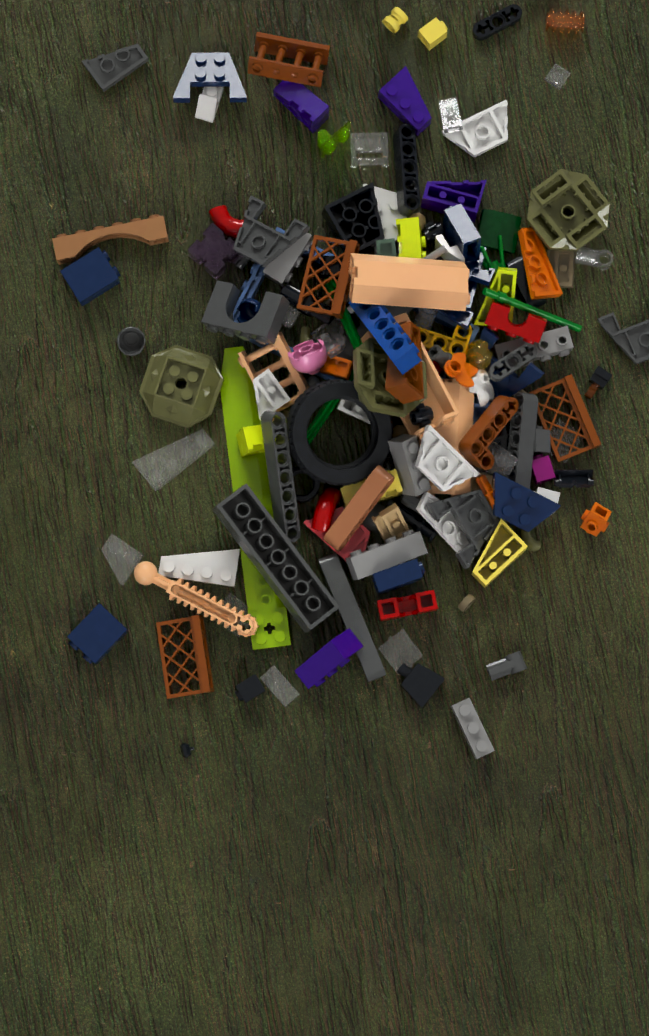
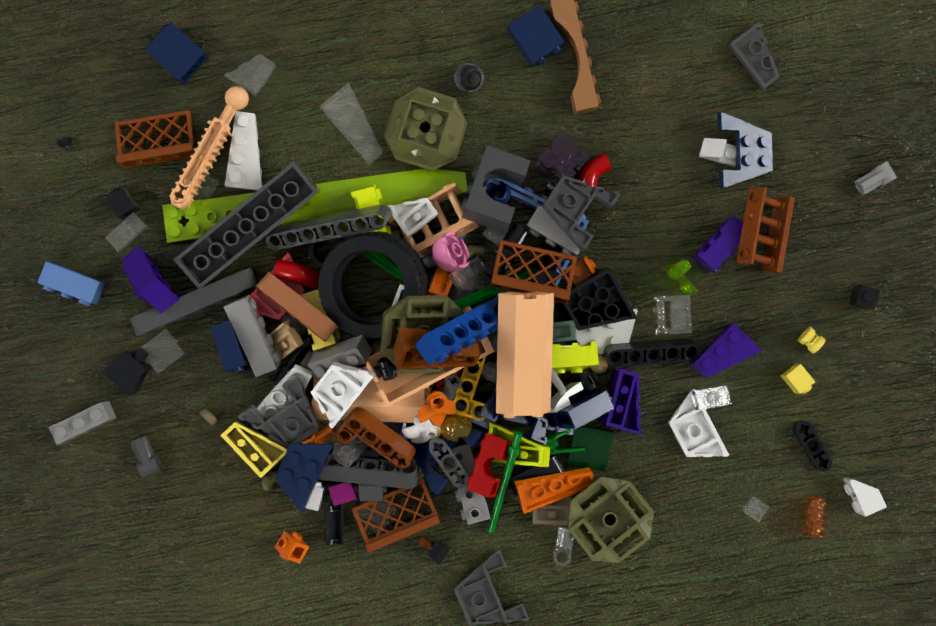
camera: 90 degrees right, 5 degrees up
(322, 229) = (583, 269): none -> orange bracket
(331, 741) = (71, 284): none -> medium blue brick
(407, 606) = (202, 344): red arch -> none

